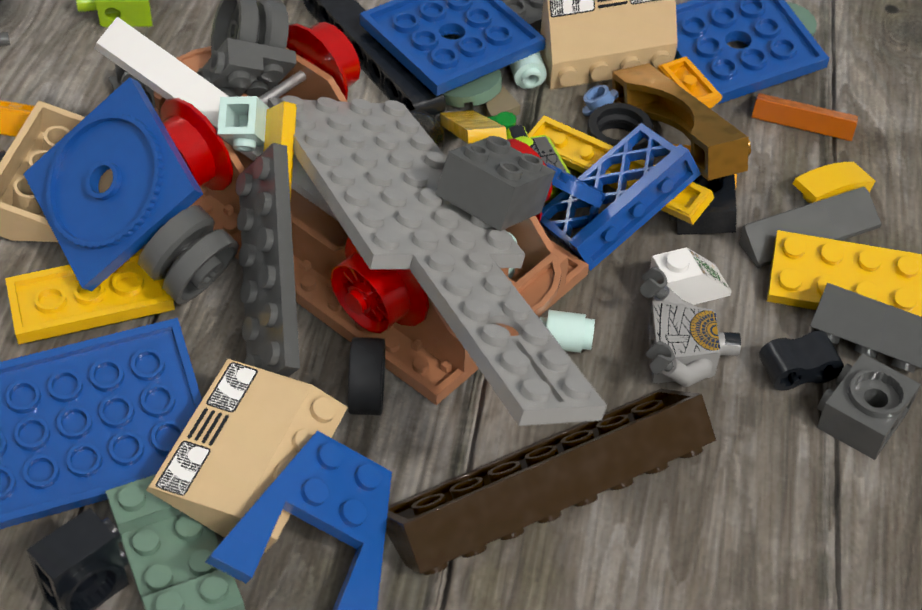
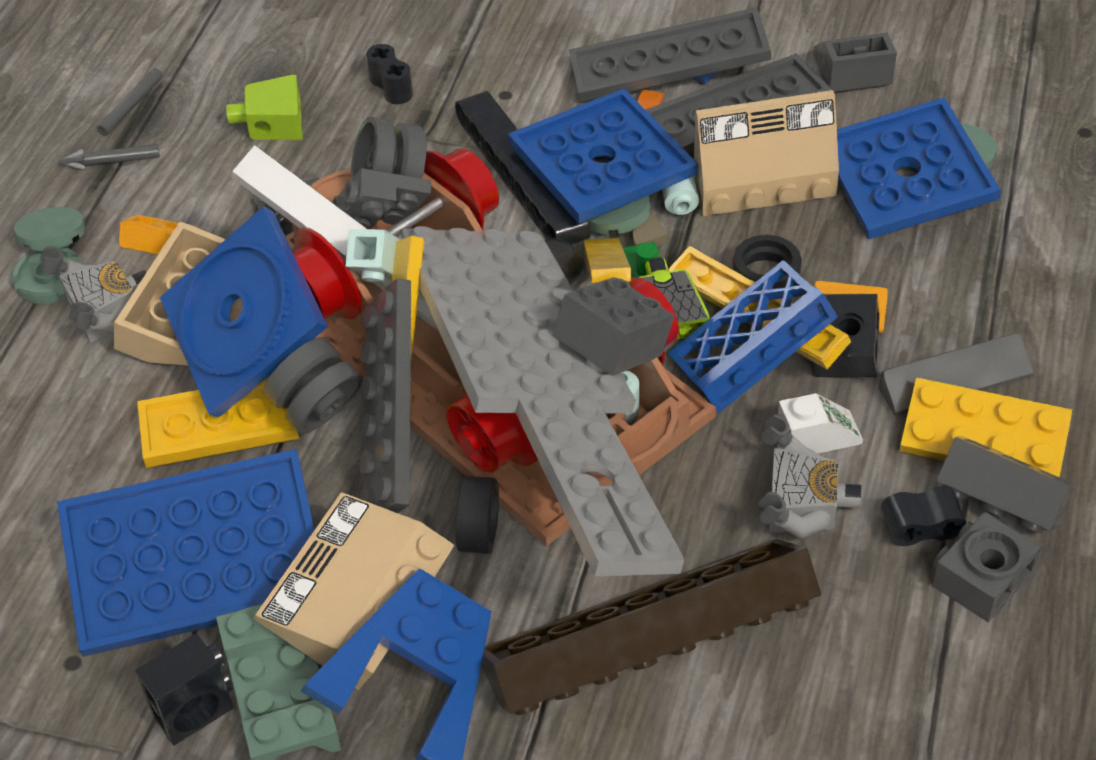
camera: 10 degrees right, 0 degrees up
(570, 330) = (684, 476): light aqua brick -> none
(576, 187) = (703, 326): blue tile -> none
(598, 97) = (748, 227): medium blue plate -> none
(688, 77) = (845, 219): light orange slope -> none
(715, 143) = (855, 285): pearl gold arch -> none
(805, 117) = (969, 252): orange slope -> none
(832, 180) = (987, 324): yellow slope -> none

